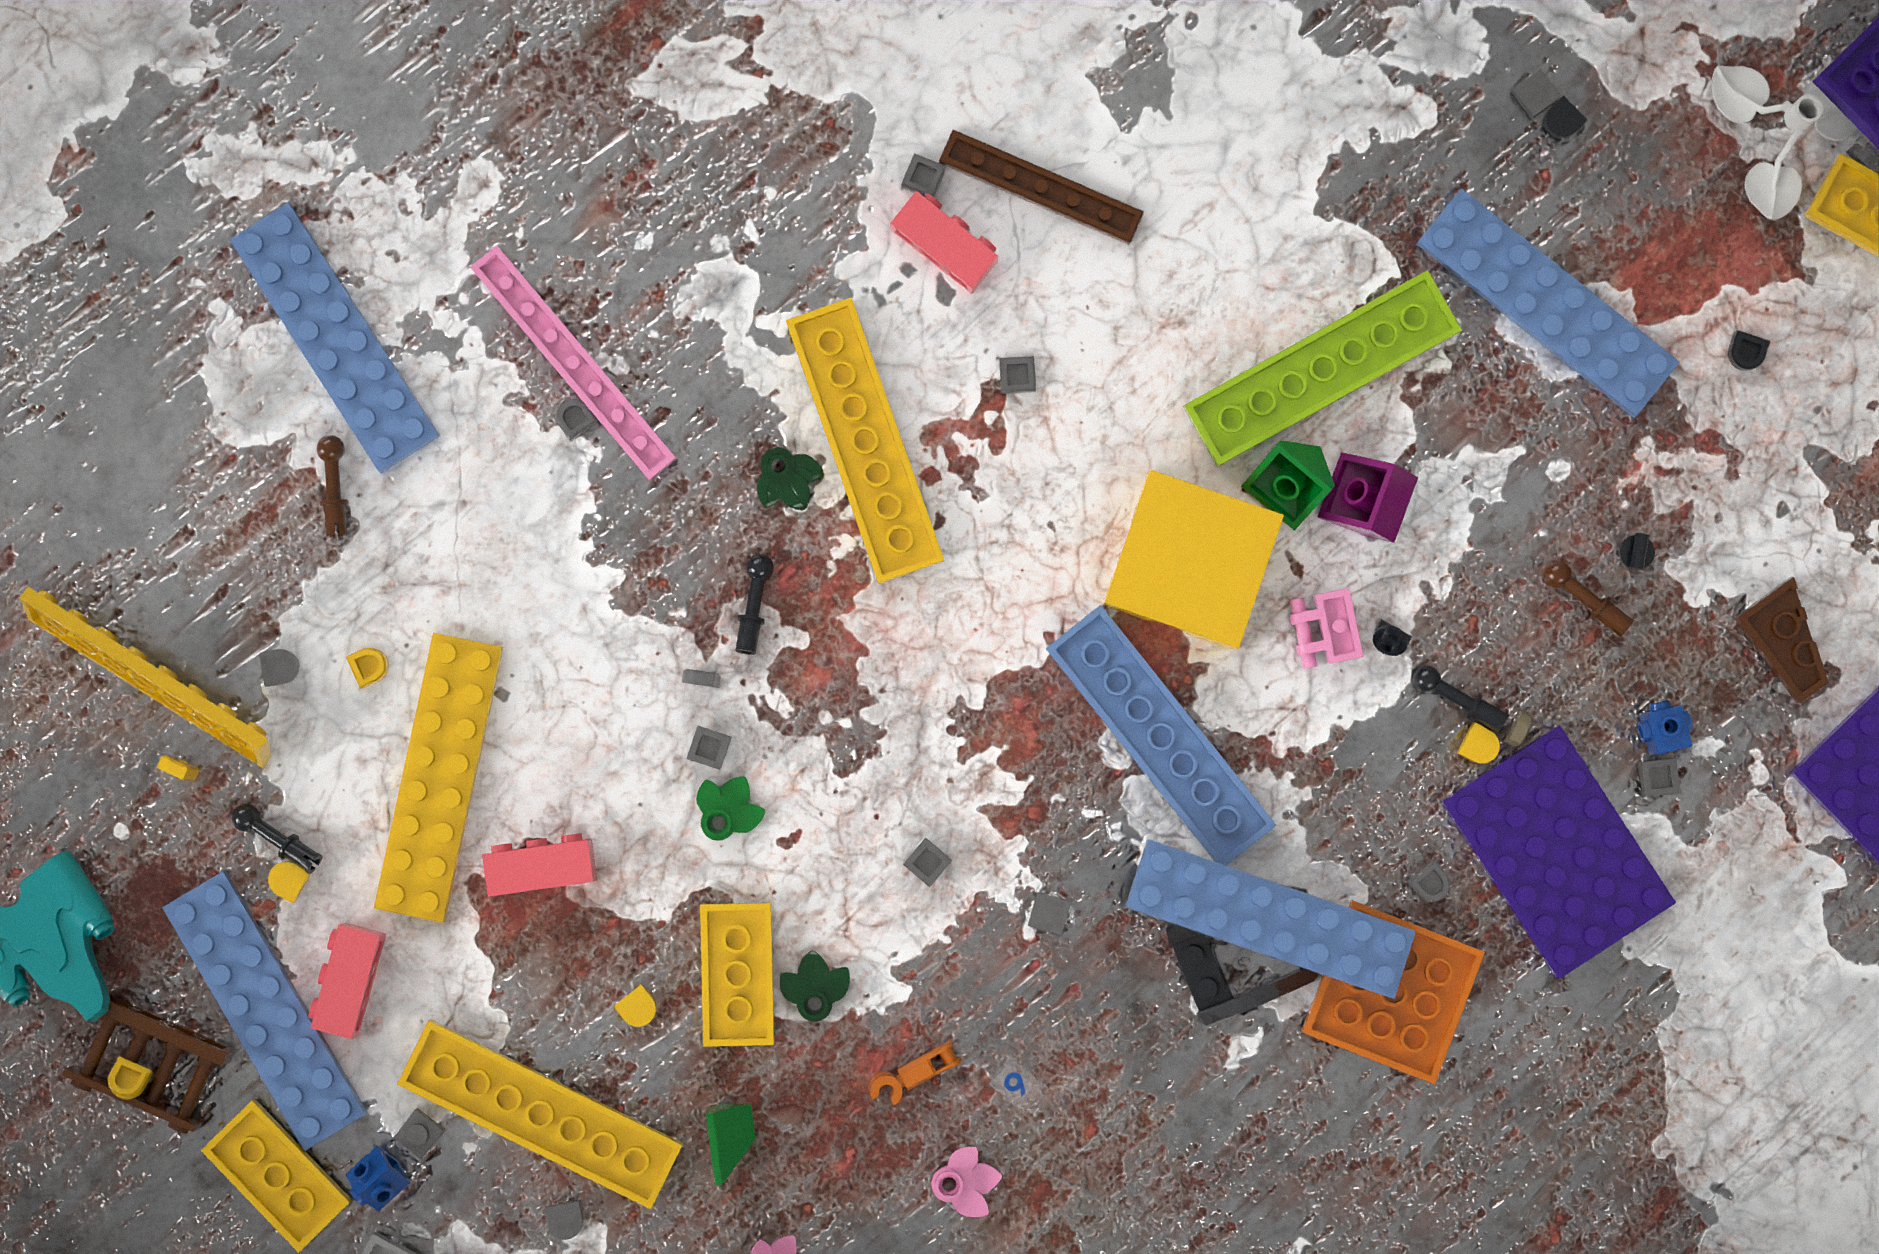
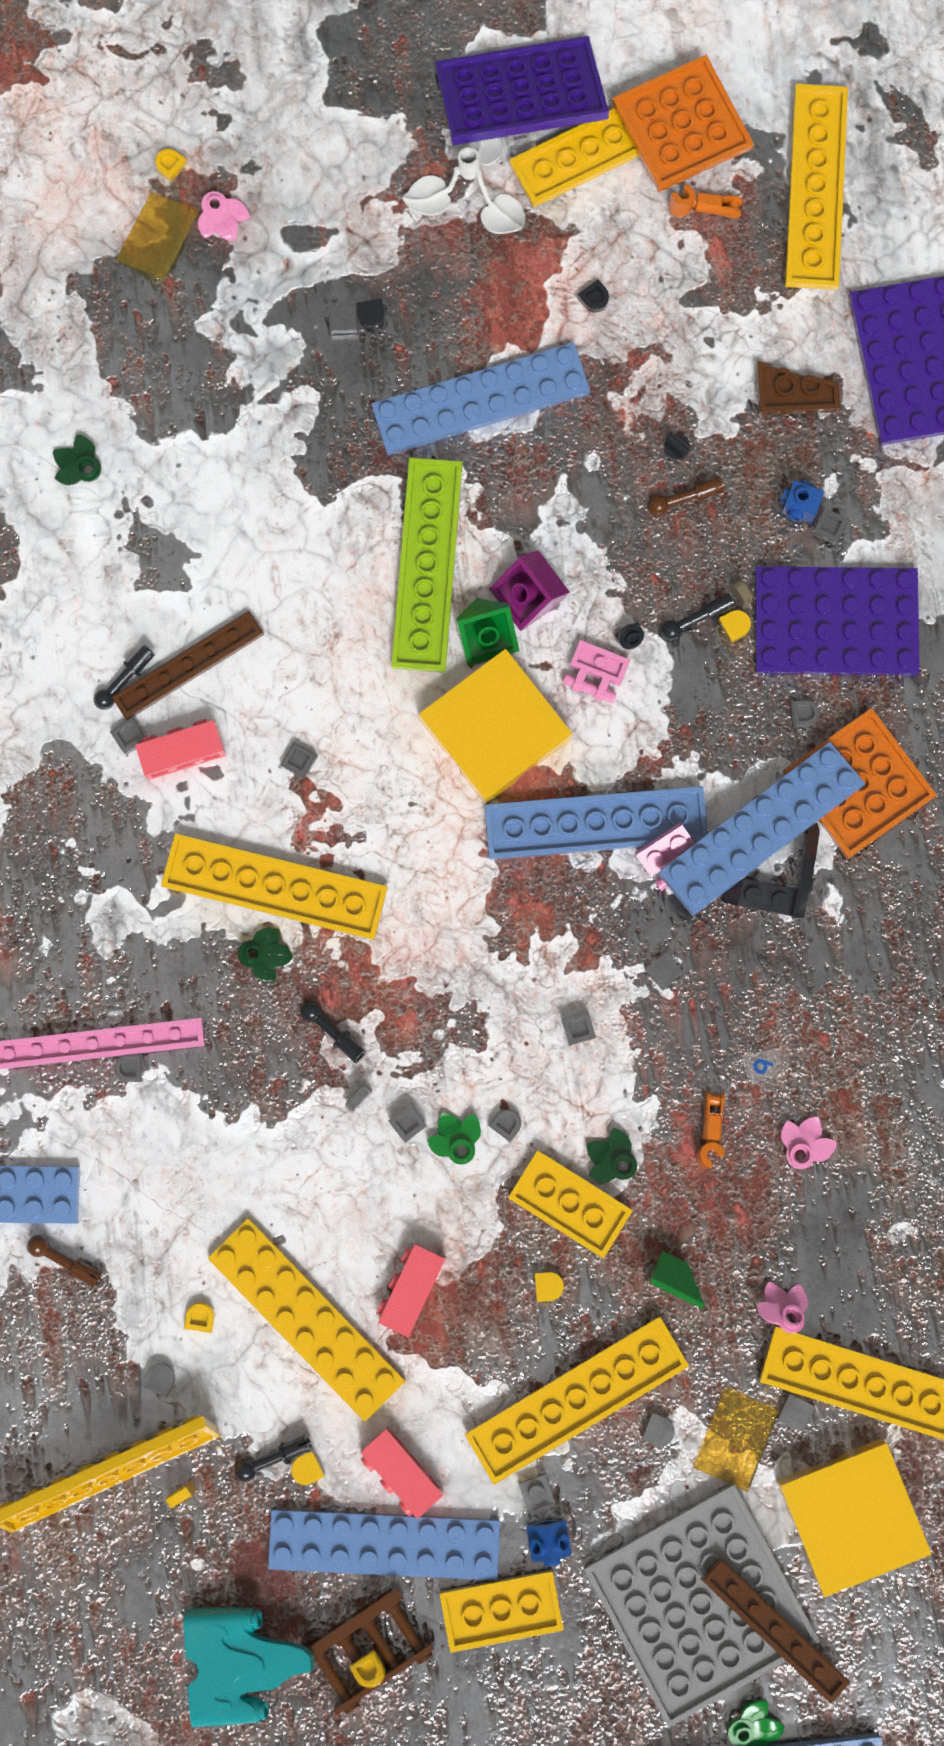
camera: 55 degrees left, 5 degrees down
(777, 852) = (506, 1123): none -> flat silver tile
(1004, 131) = (103, 697): none -> black pin
(1179, 830) = (664, 850): none -> bright pink plate

